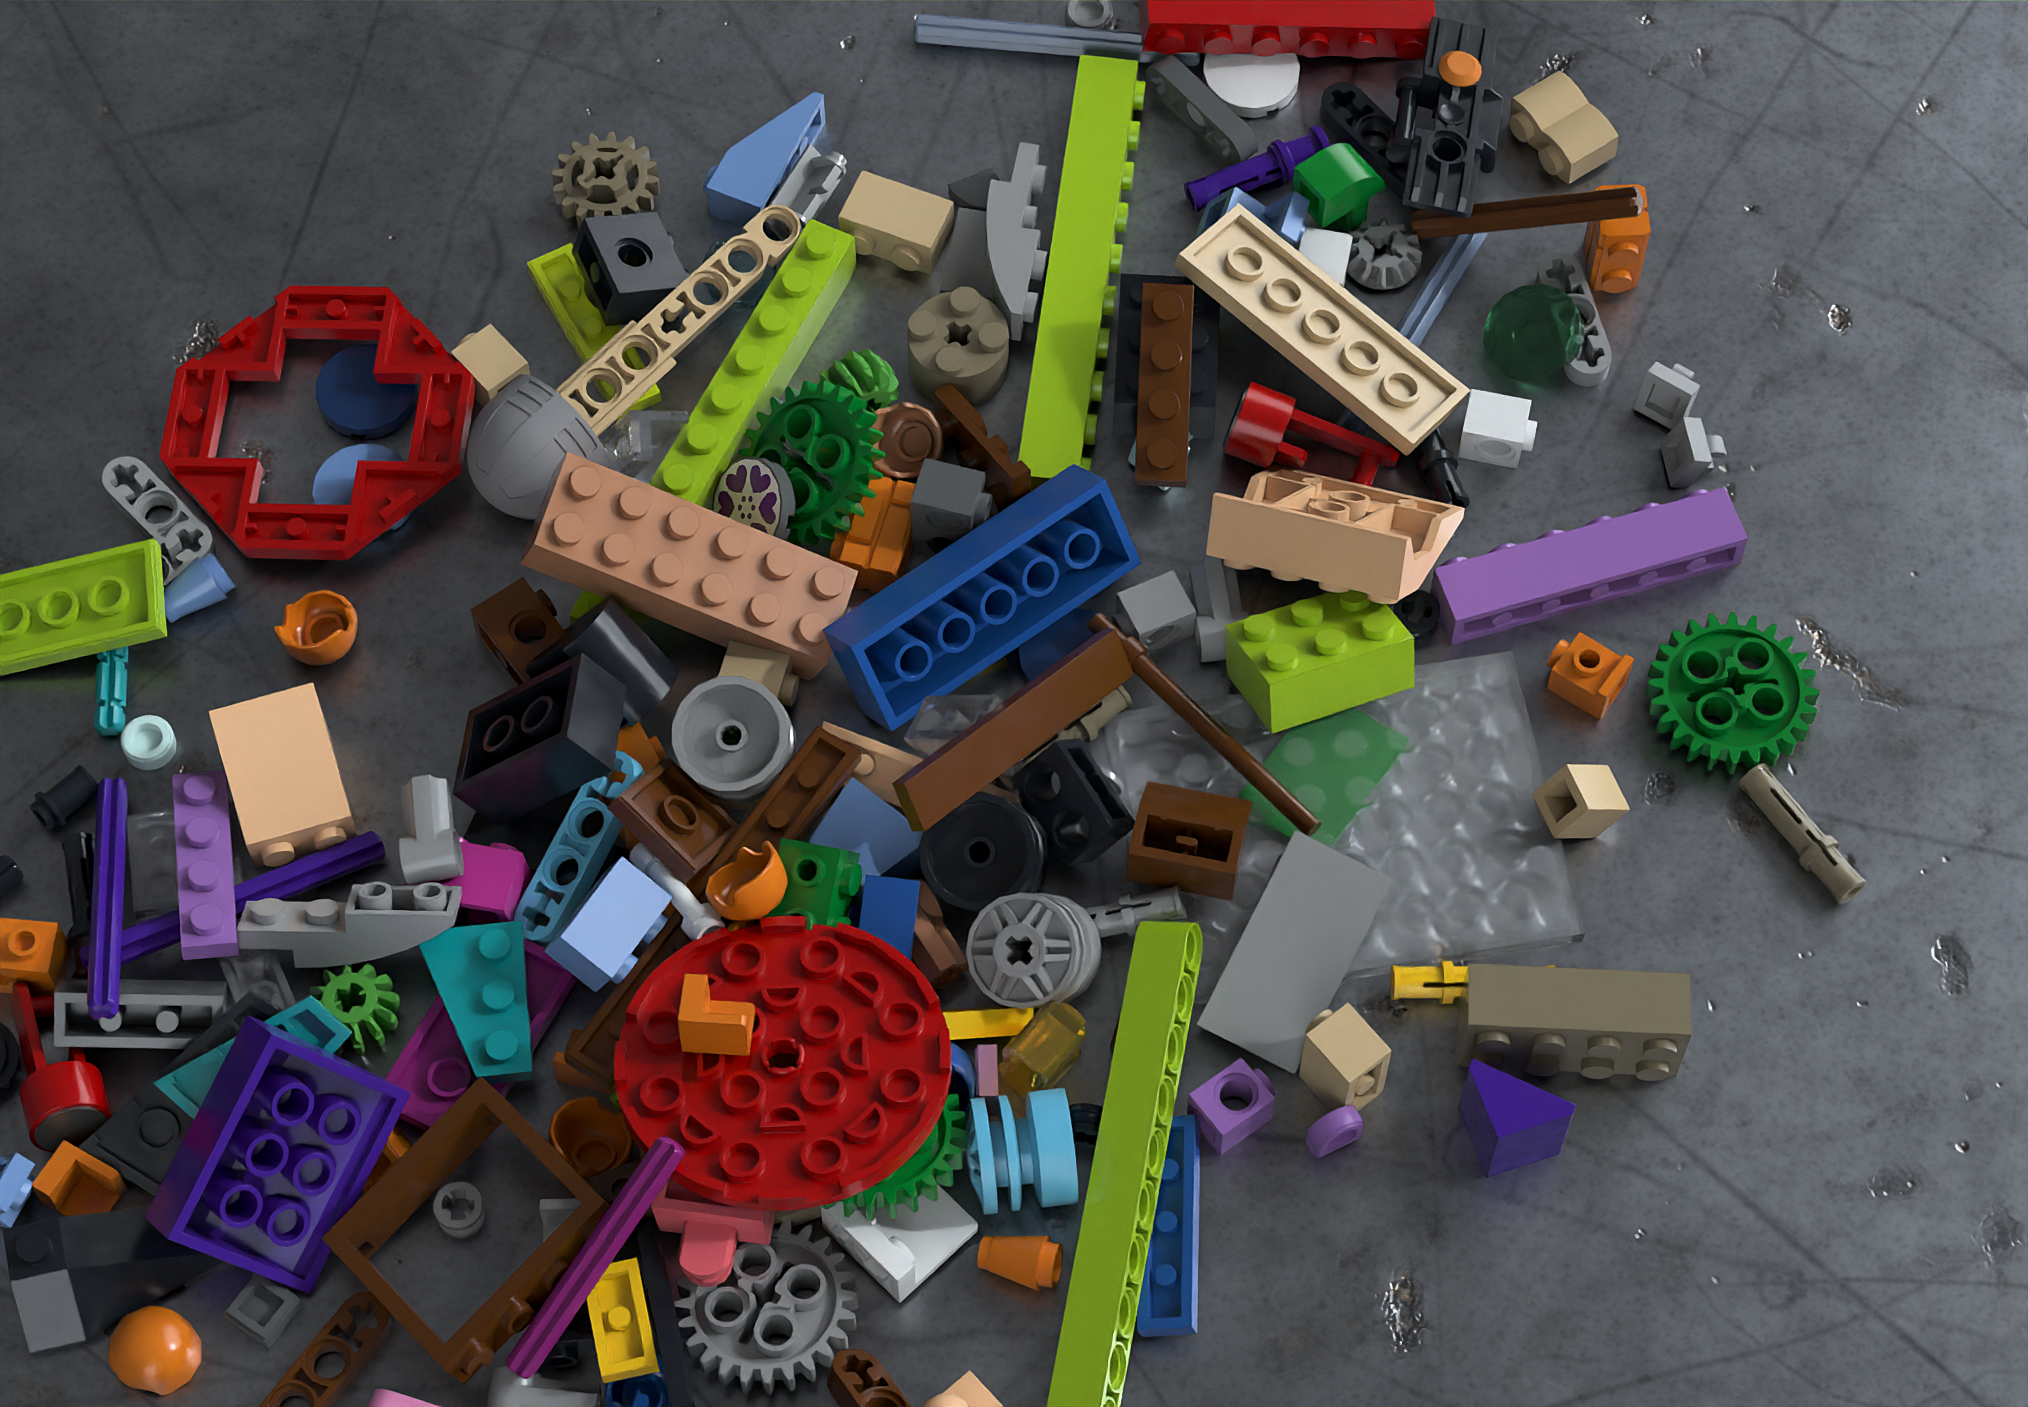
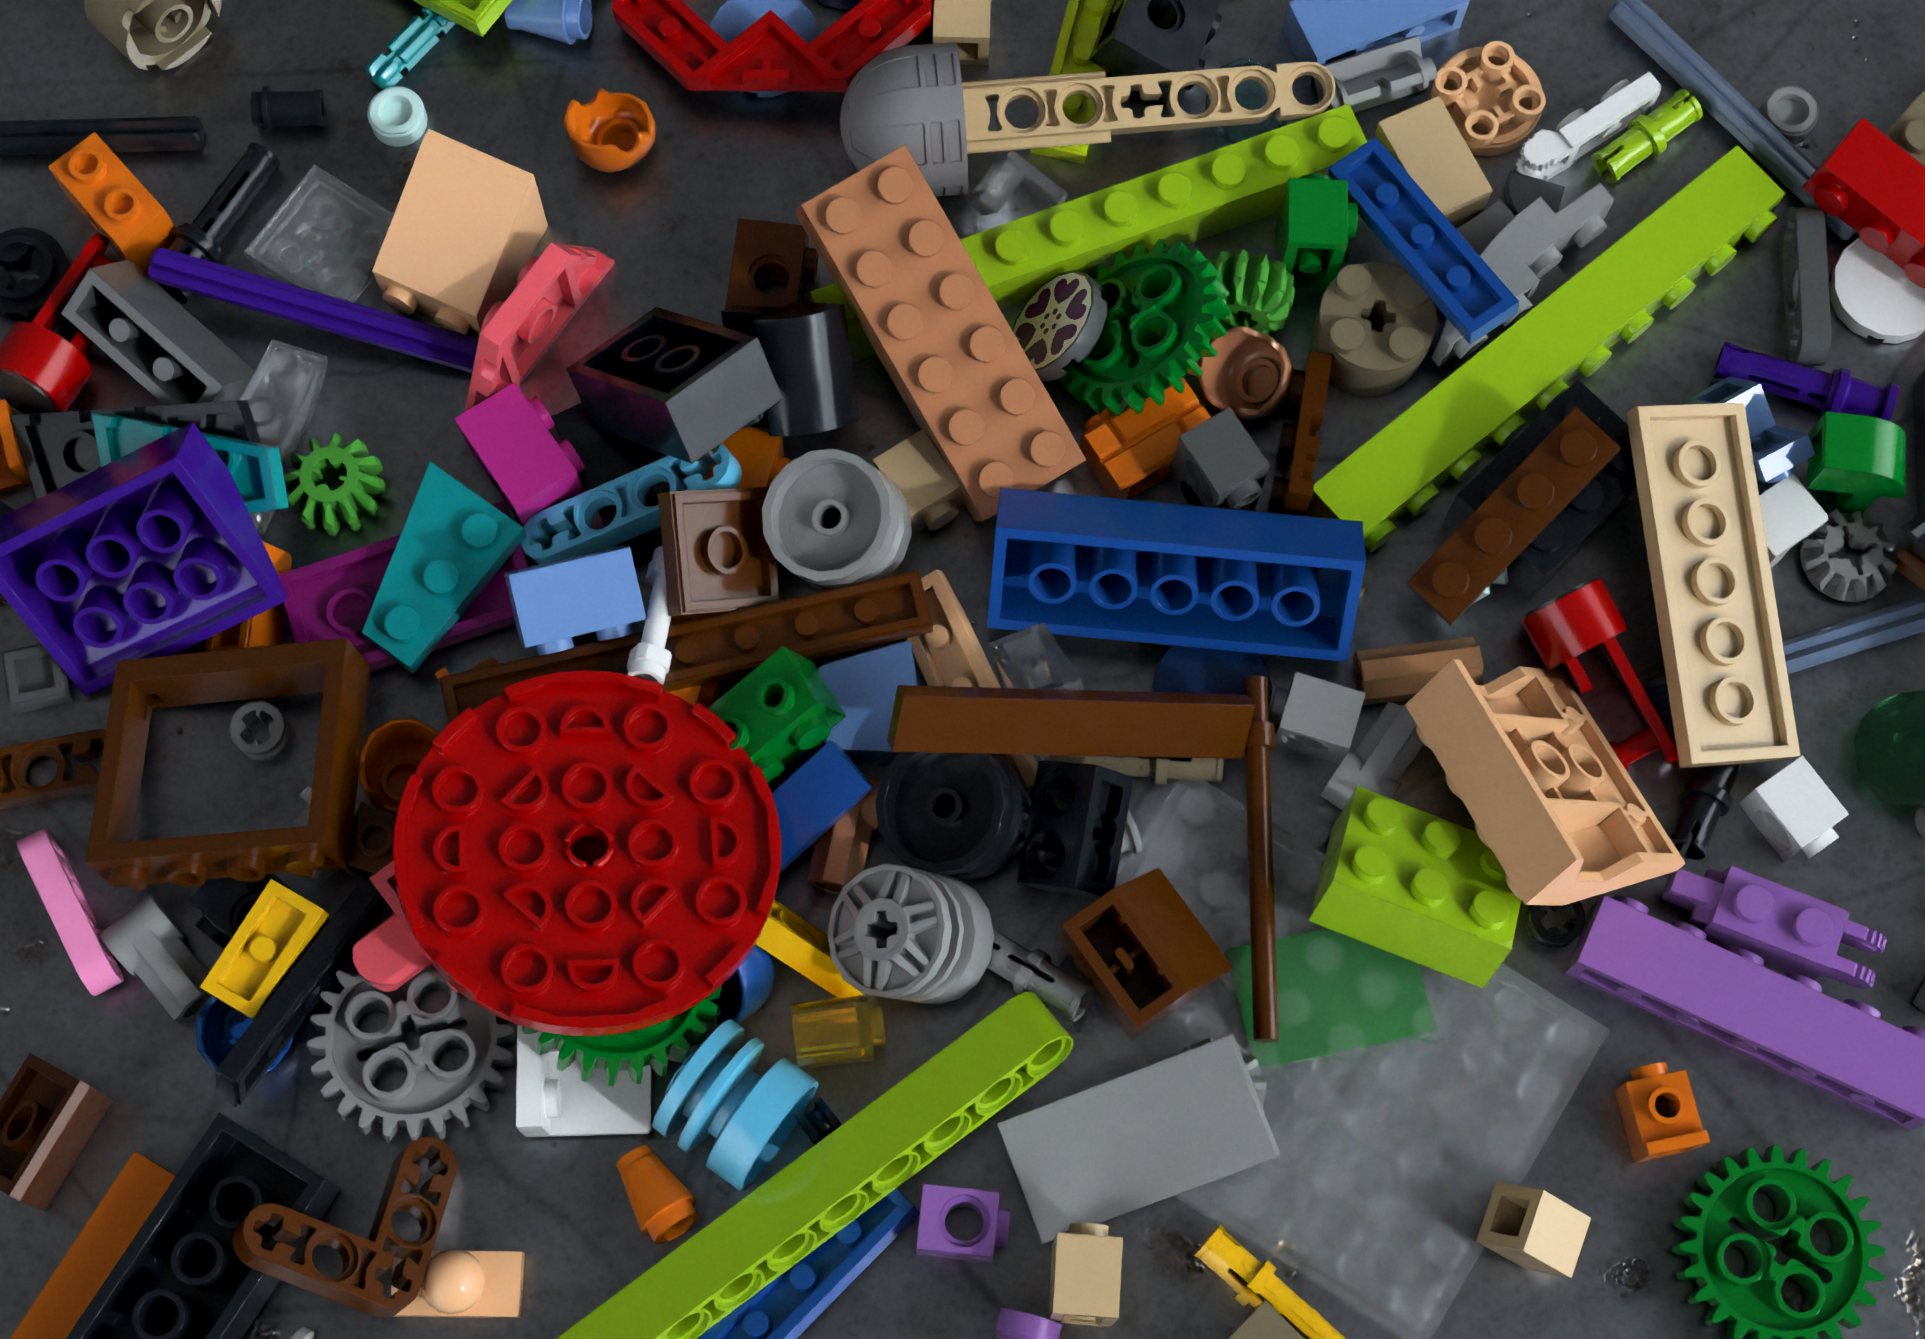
camera: 40 degrees right, 10 degrees up
(107, 899) = (215, 224): dark purple axle -> none
(204, 865) = (316, 262): medium lavender plate -> none
(370, 926) = (386, 420): light grey slope -> none
(386, 761) = (533, 316): none -> coral wing
(430, 842) = (505, 398): light grey piece -> none
(595, 1257) = (281, 881): magenta axle -> none
(713, 1024) = (555, 764): orange panel -> none
(748, 886) = (712, 664): orange hair -> none
(864, 313) = (1315, 230): none -> green brick
(890, 146) = (1490, 97): none -> light nougat tile
(944, 262) = (1425, 241): none -> blue plate
(972, 124) = (1587, 131): none -> white hinge
(987, 1076) = (775, 1009): lavender tile -> none
(1014, 96) = (1647, 136): none -> lime pin
(1182, 539) = (1404, 670): none -> medium nougat axle
(1548, 500) = (1775, 923): none -> medium lavender hinge

